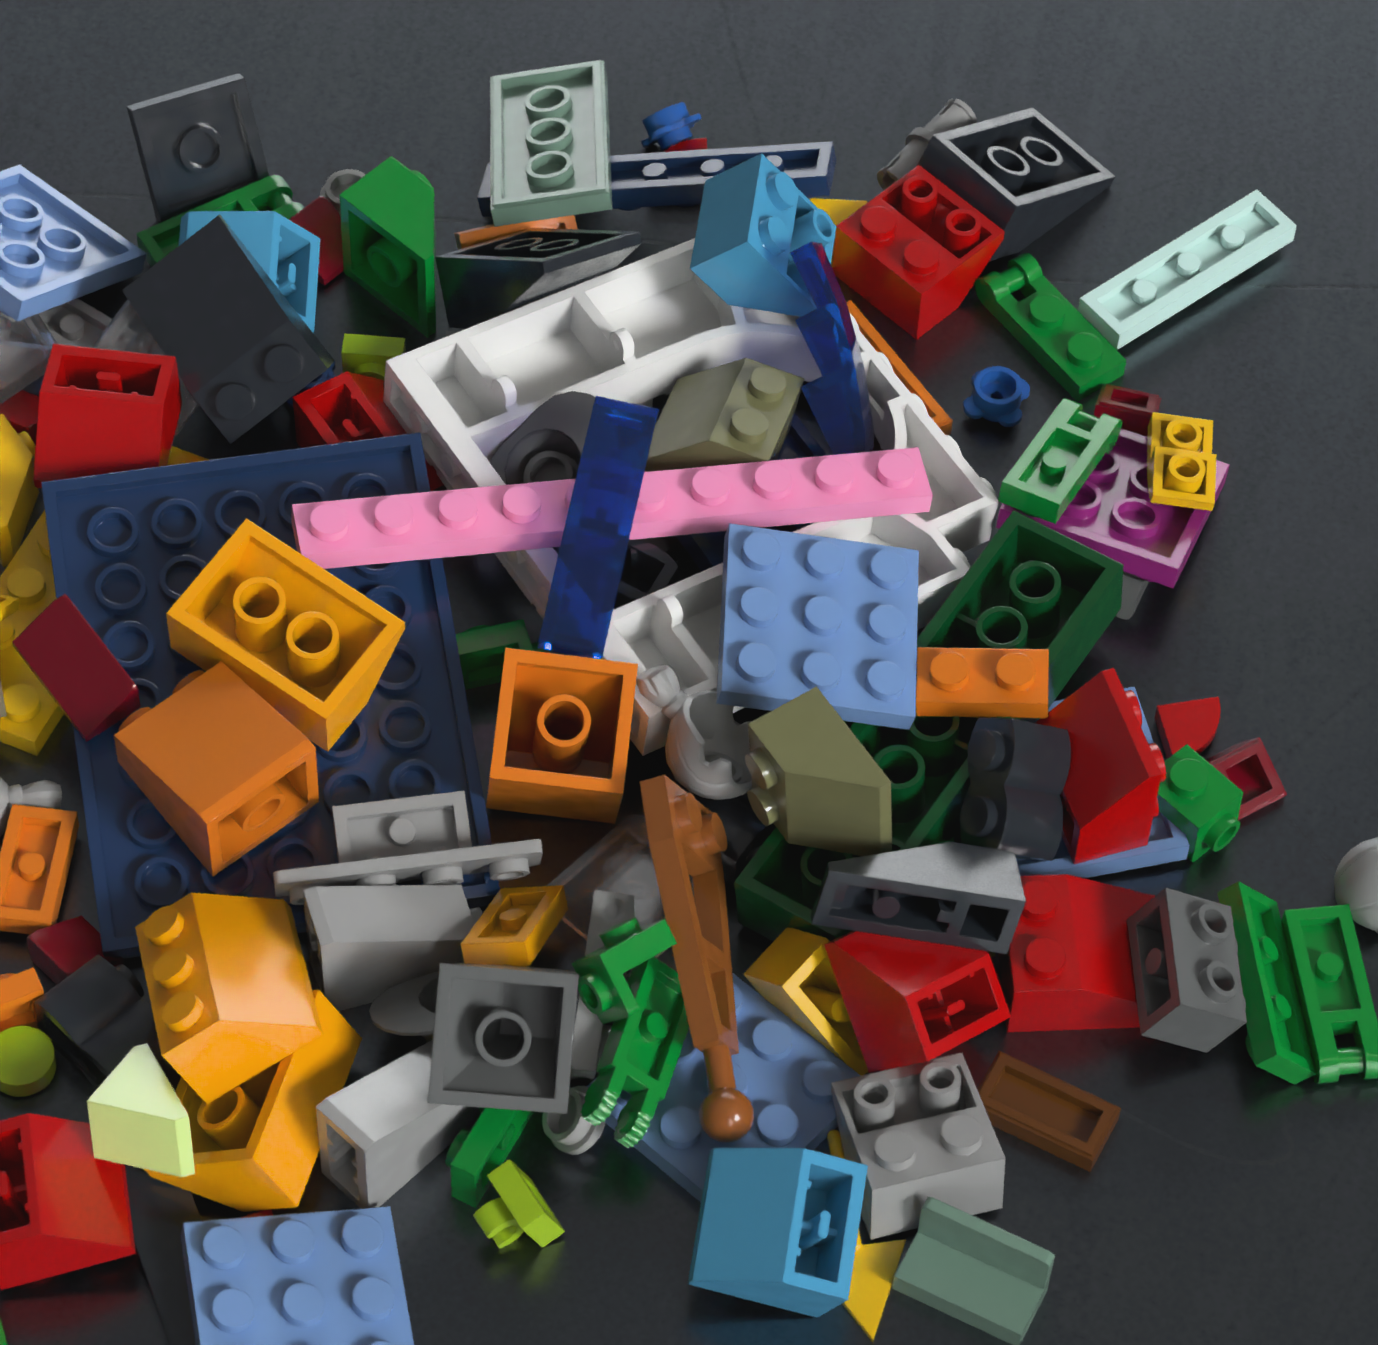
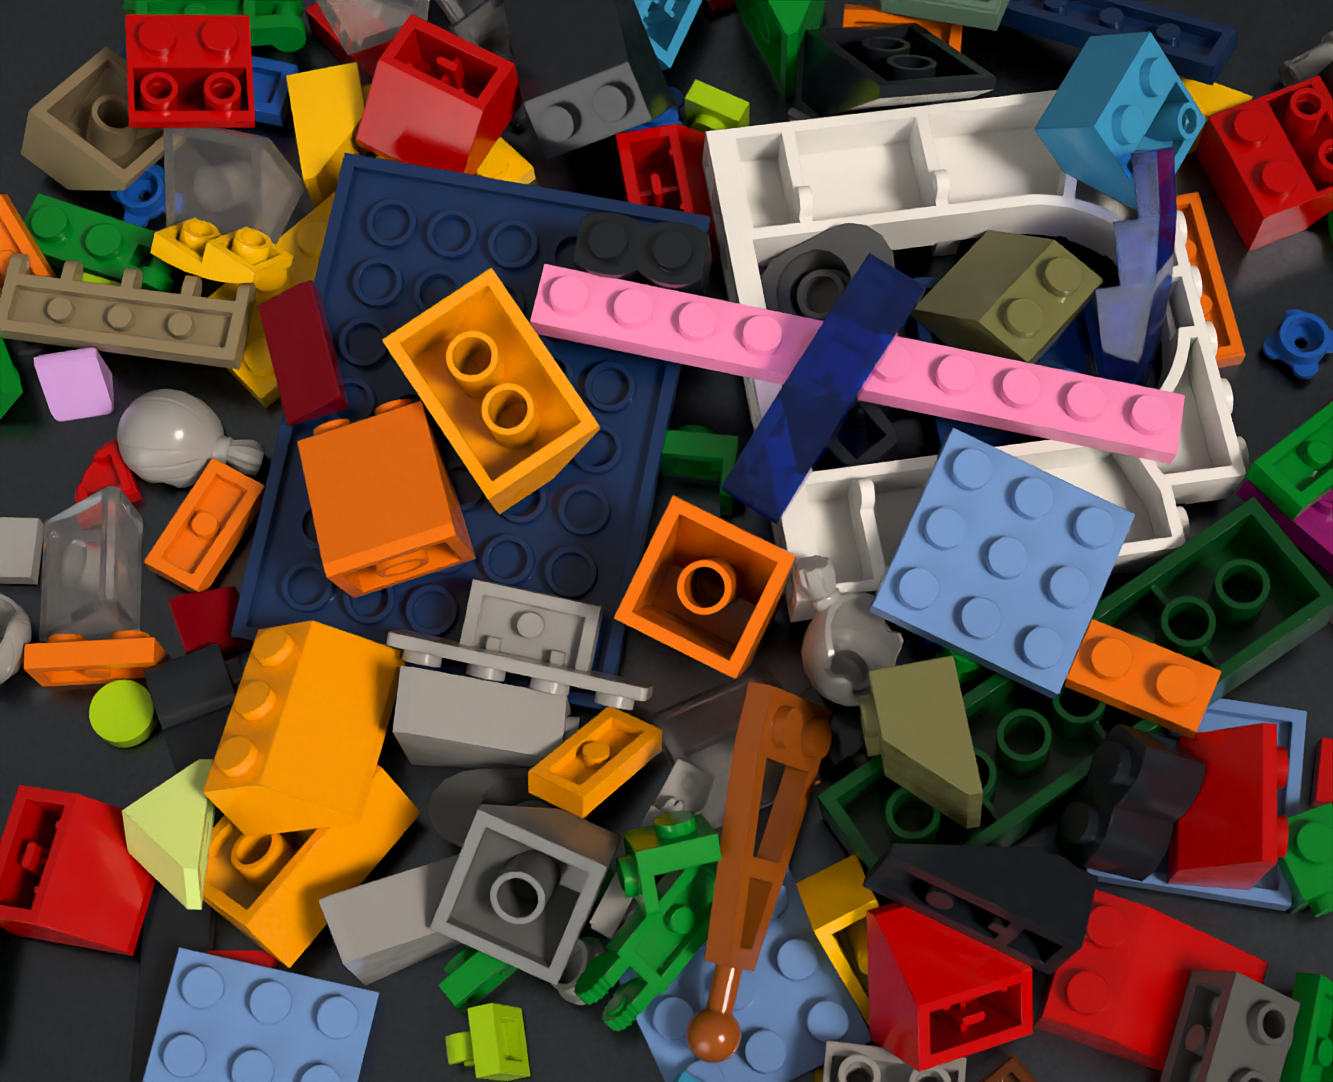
camera: 30 degrees right, 15 degrees up
(393, 465) = (653, 255): none -> black brick

